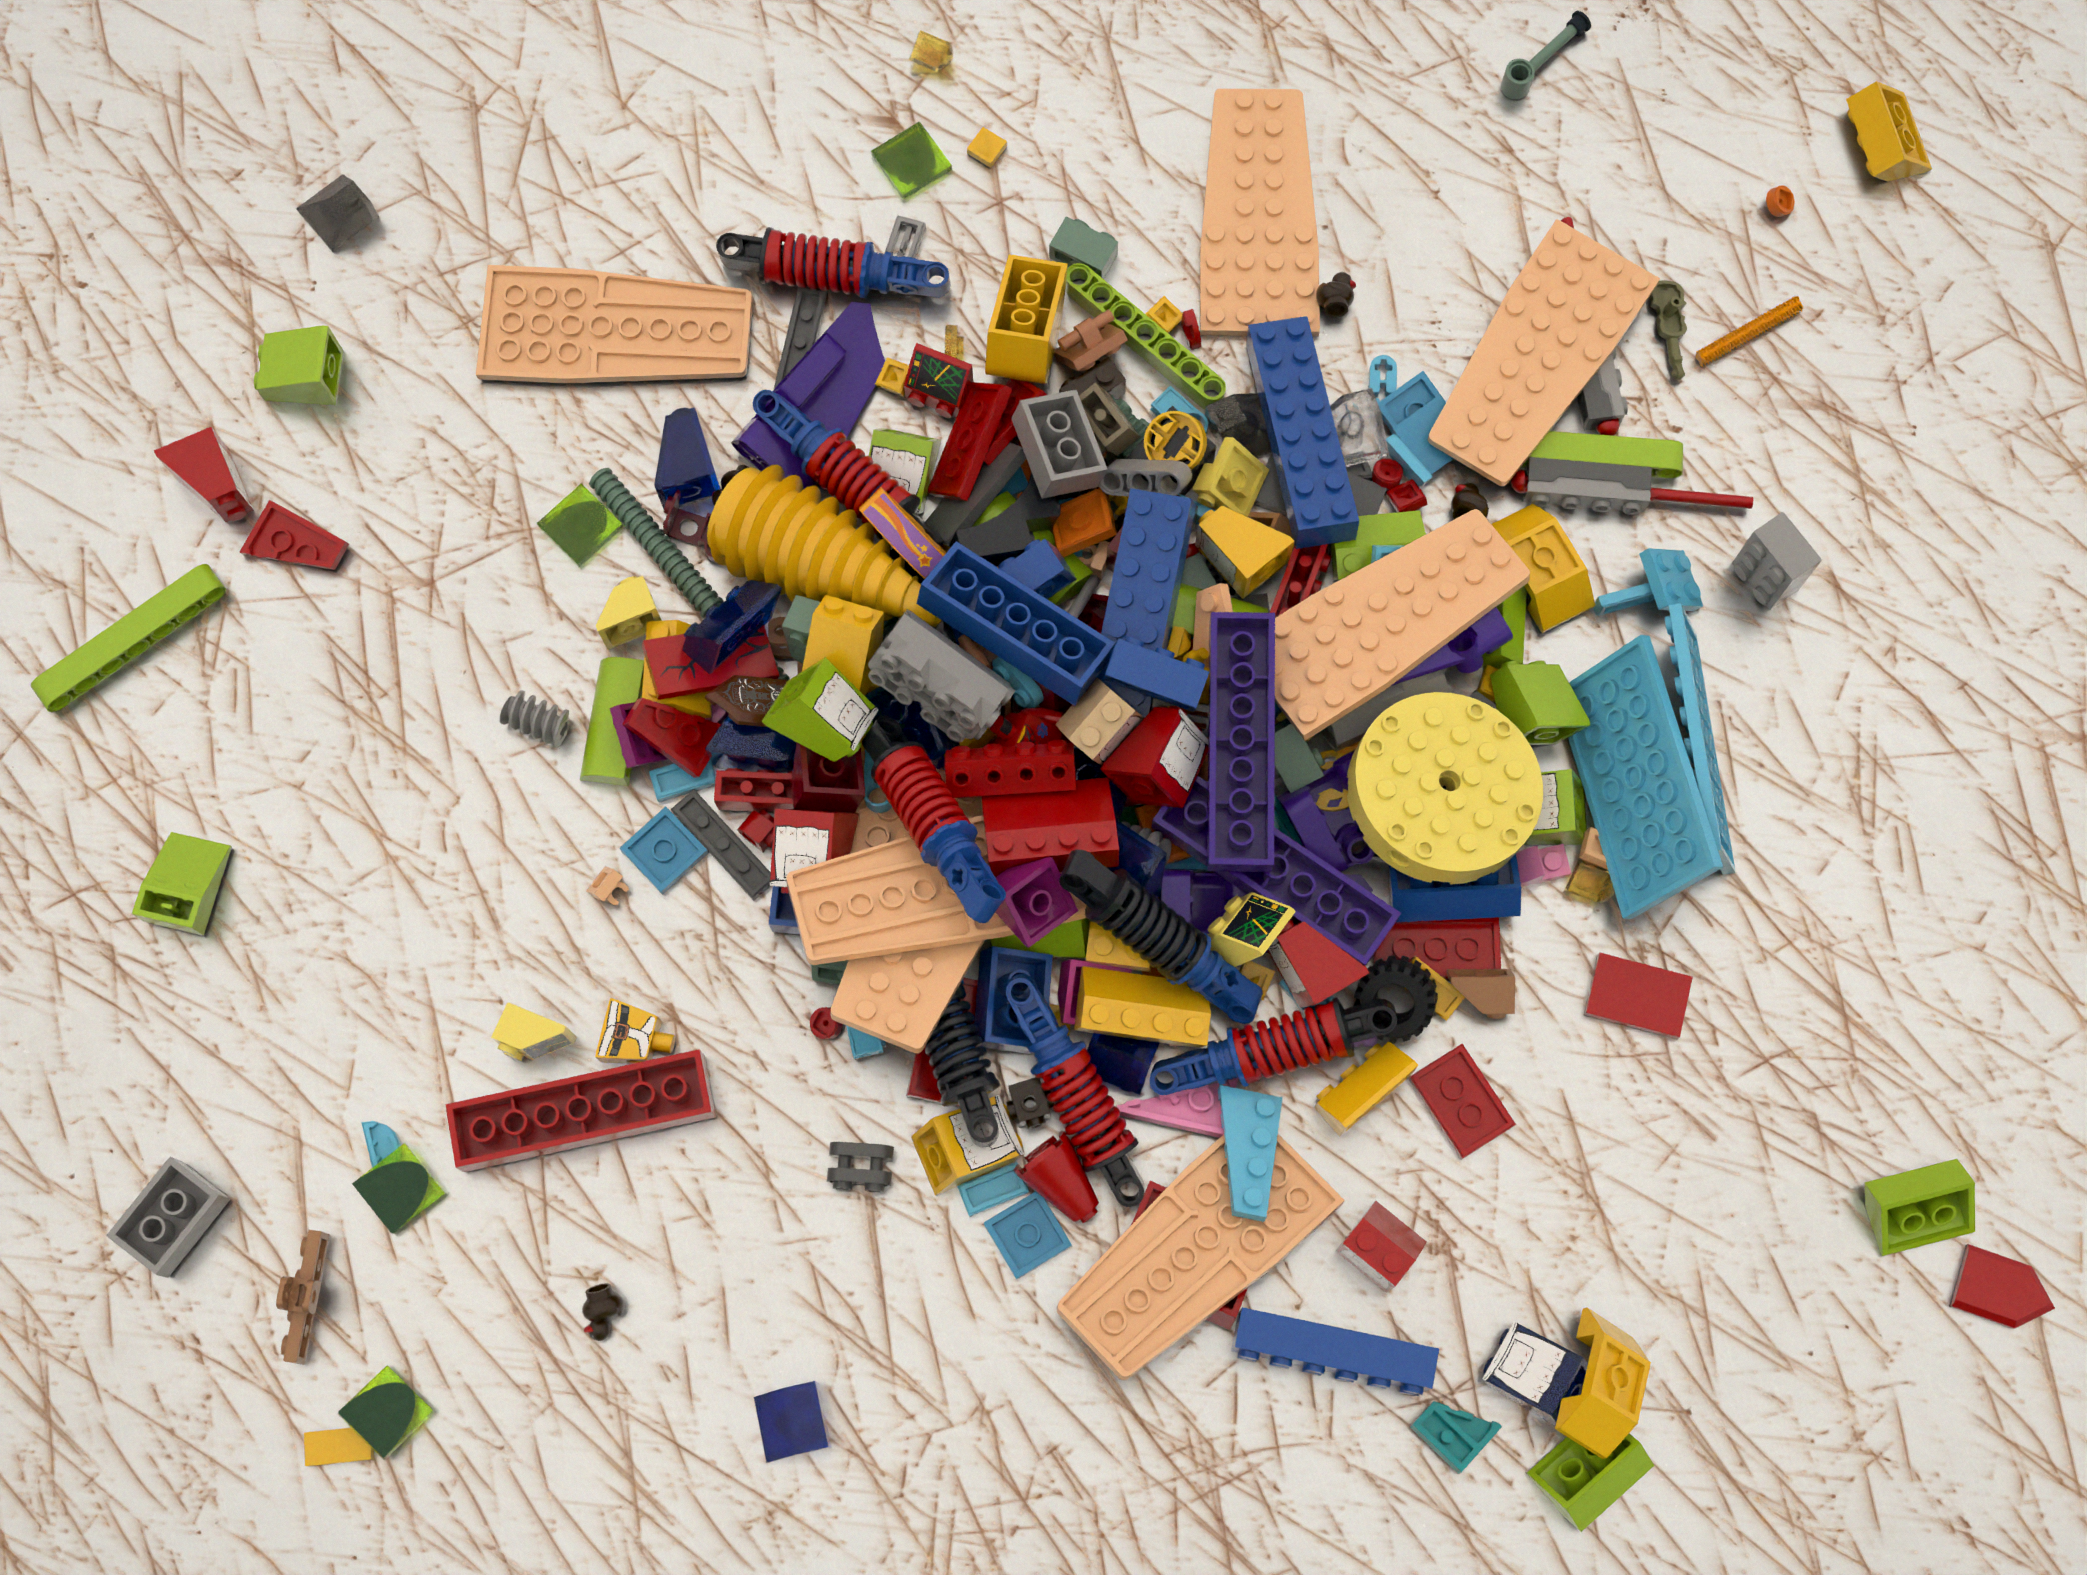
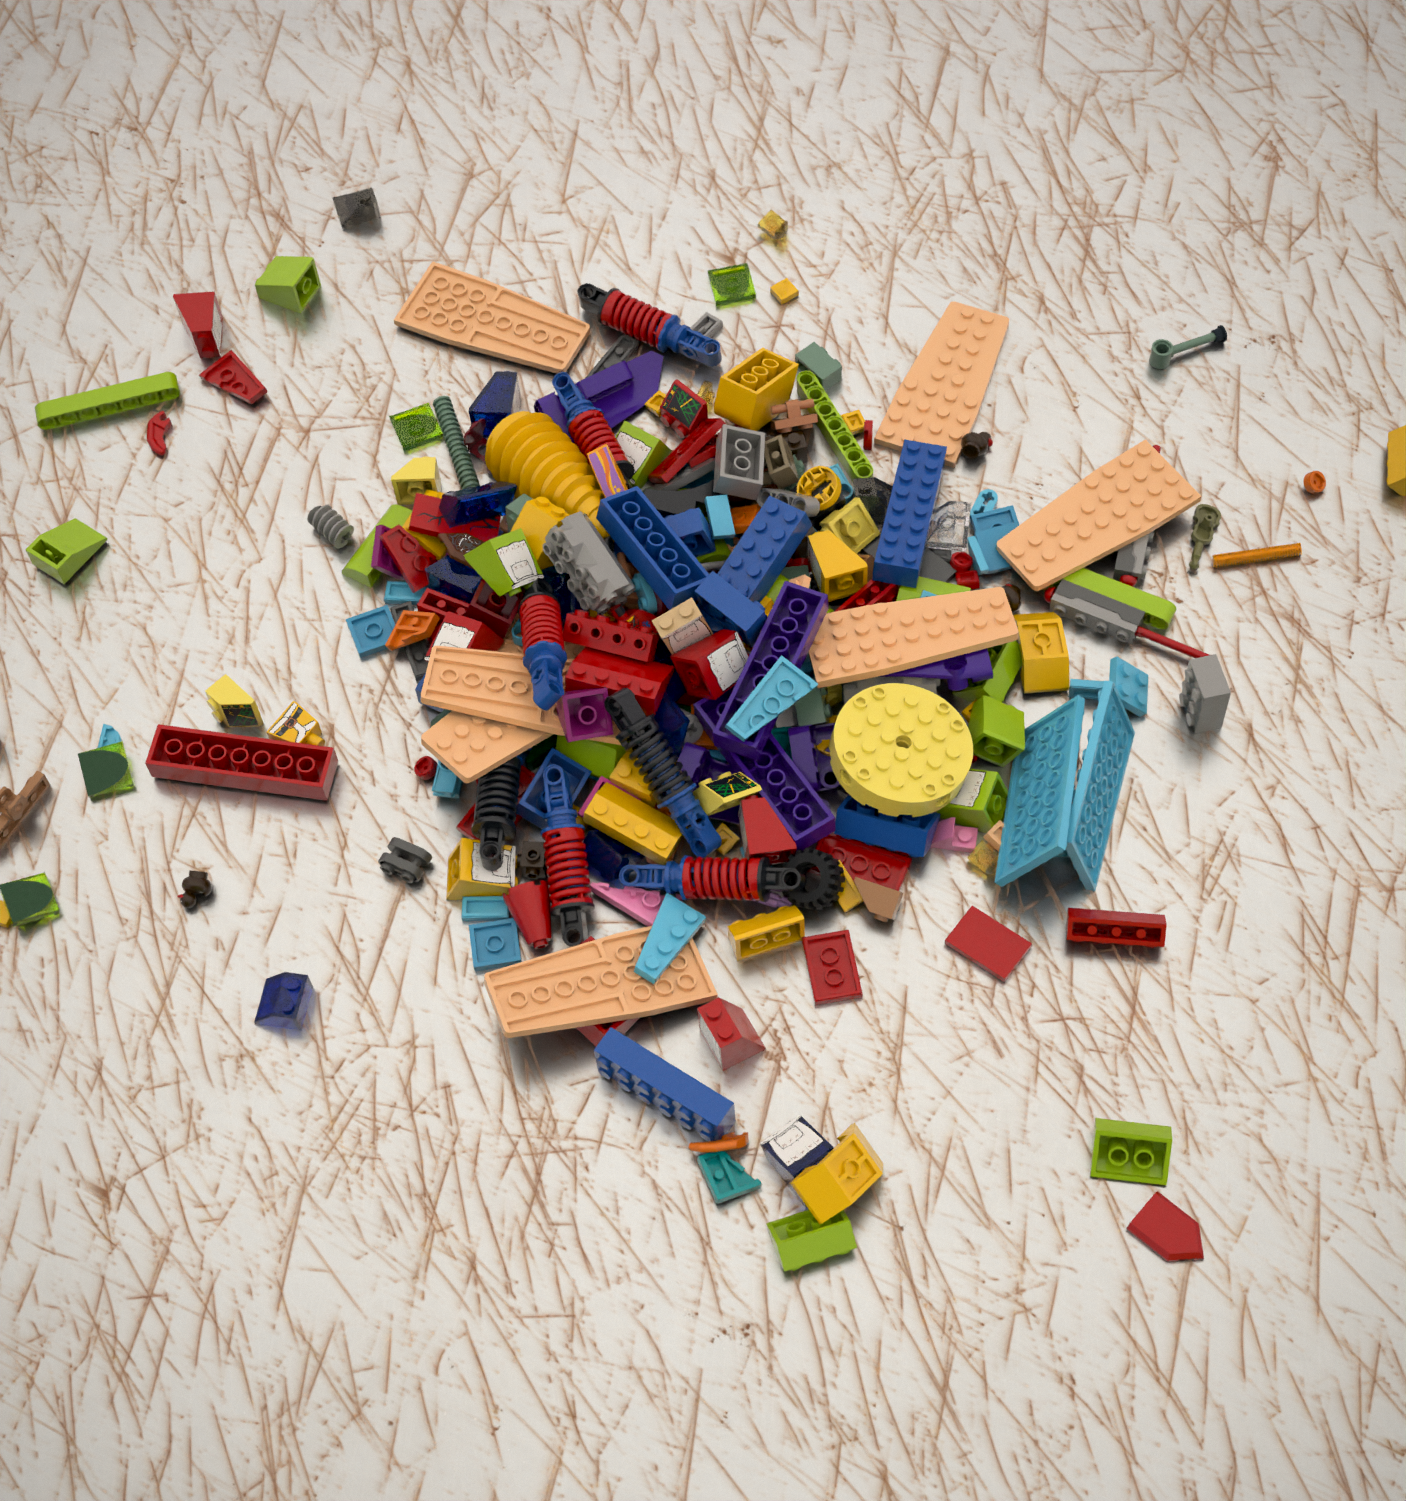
camera: 25 degrees right, 15 degrees down
(220, 660) = (155, 431): none -> red piece
(605, 884) = (325, 637): light nougat tile -> none
(720, 834) = (411, 627): none -> orange wing
(1065, 532) = (719, 517): none -> medium azure tile
(1269, 782) = (772, 696): none -> medium azure wing
(1443, 1392) = (727, 1142): none -> orange piece
(1788, 919) = (1116, 927): none -> red brick

